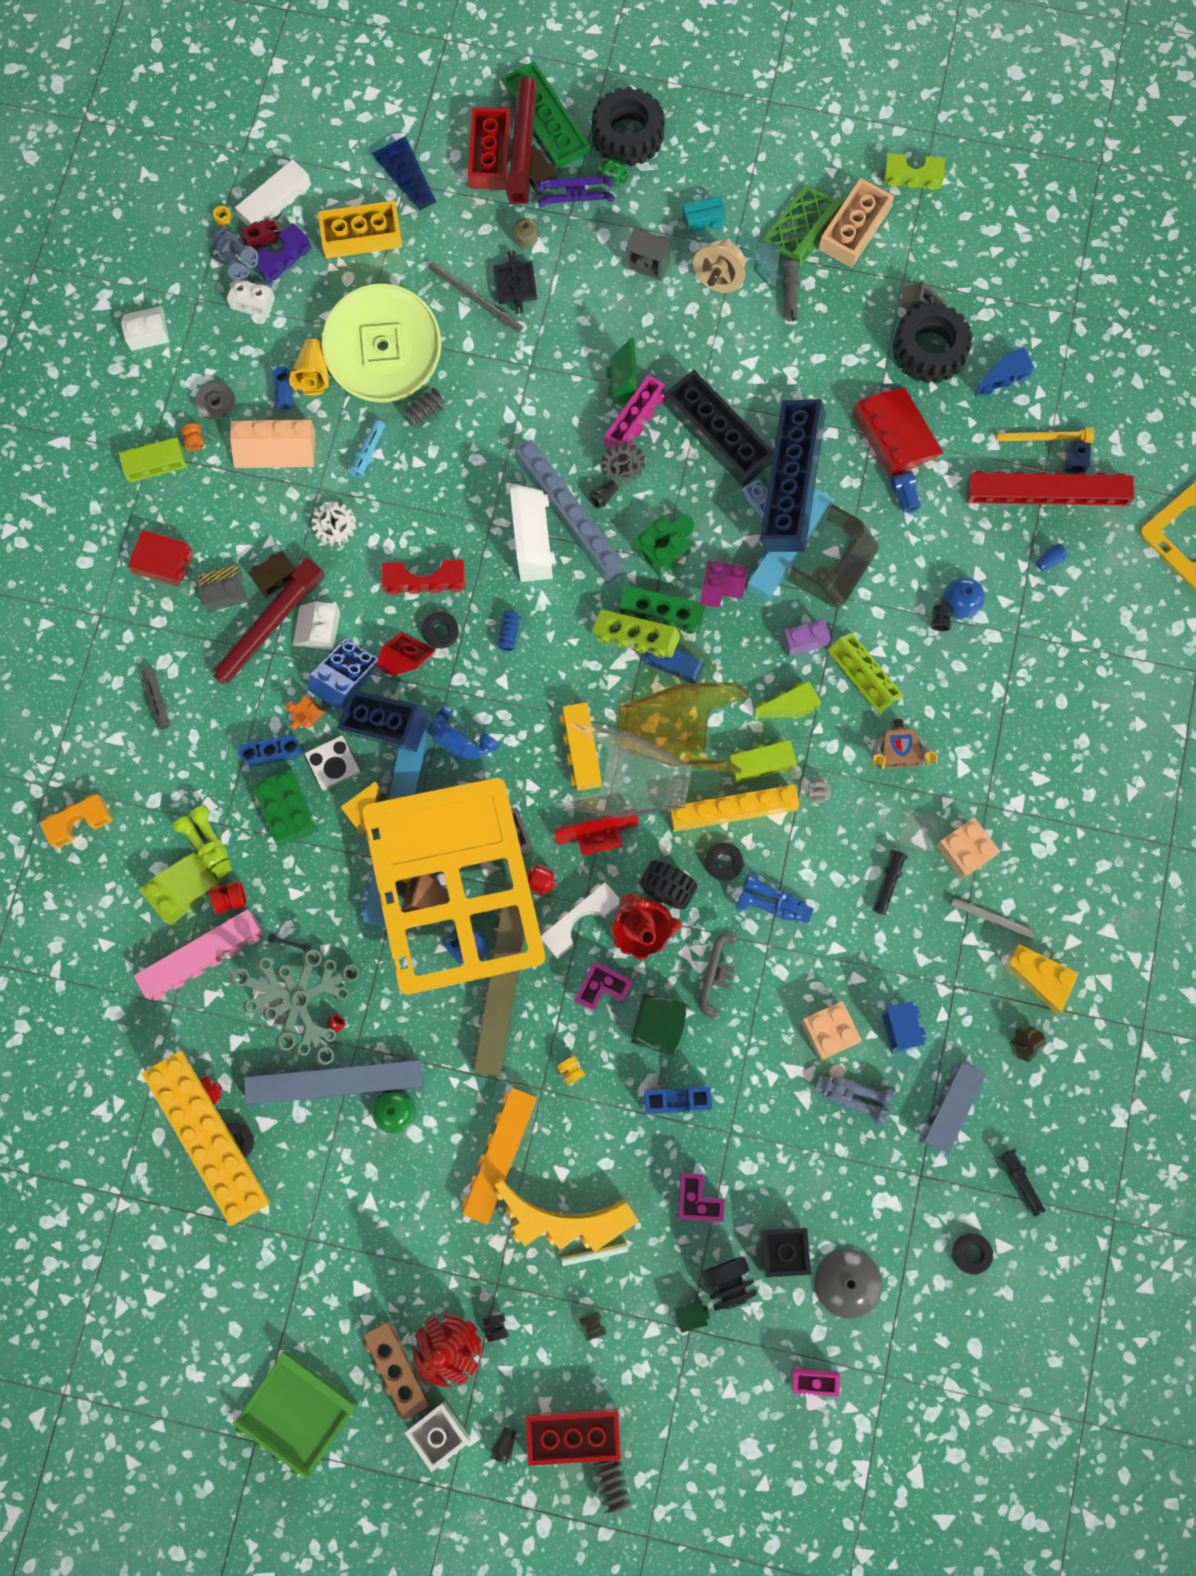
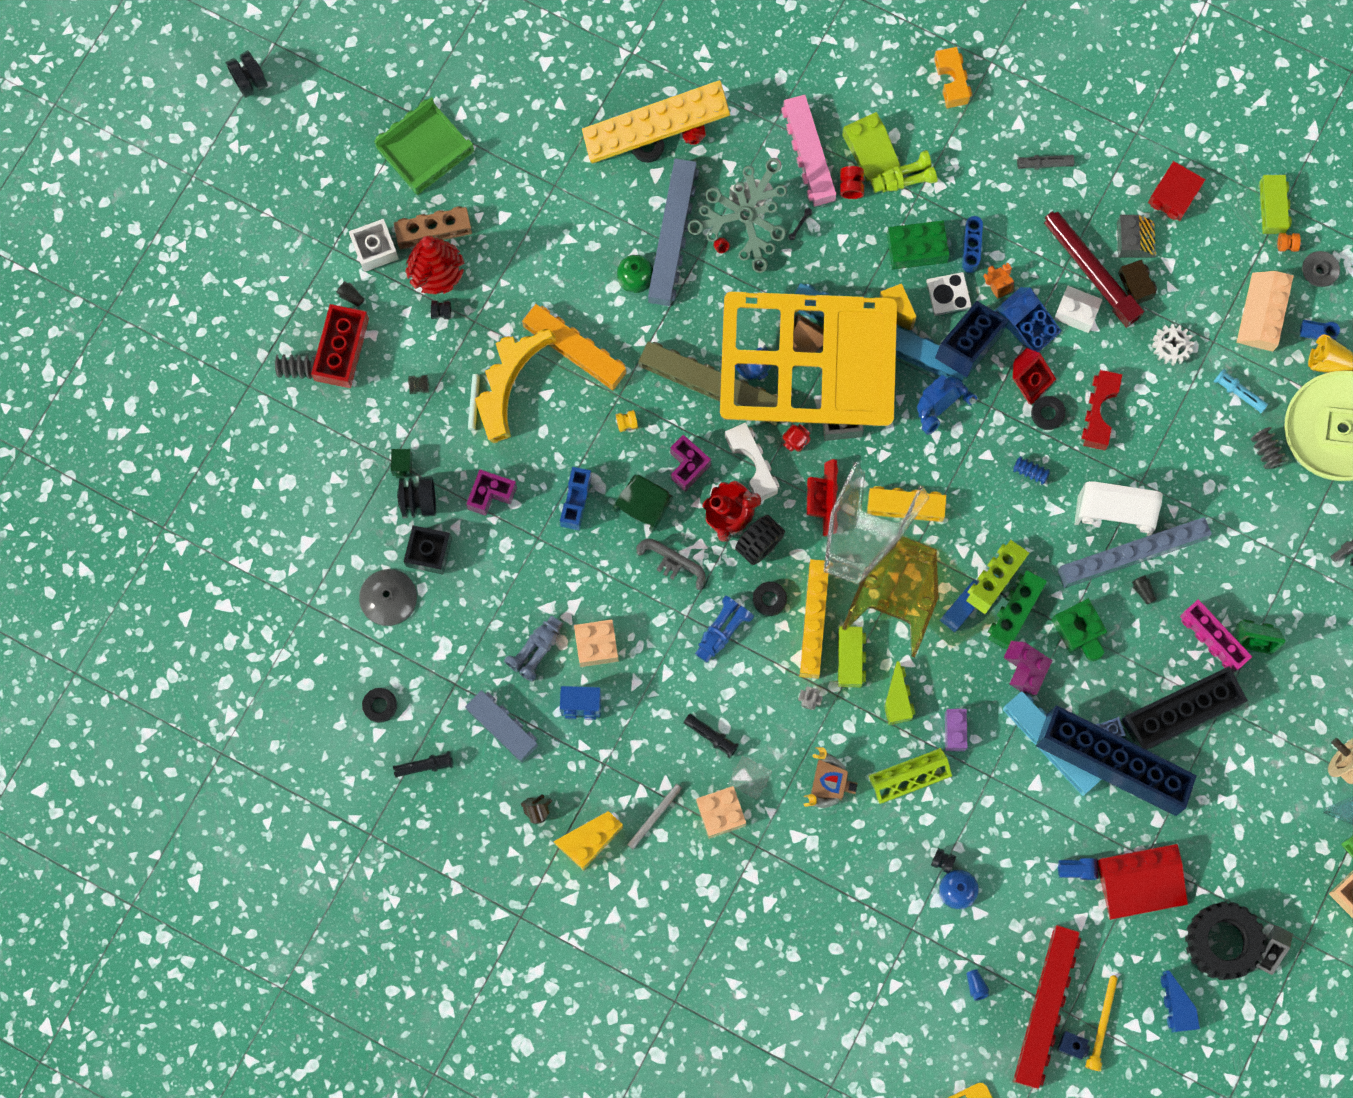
camera: 105 degrees right, 0 degrees up
(623, 462) = (1169, 611): dark grey gear -> none
(790, 283) = (1325, 827): dark grey pin -> none
(815, 1382) = (320, 543): dark pink brick -> none
(837, 585) = (1014, 791): clear smoke windscreen -> none

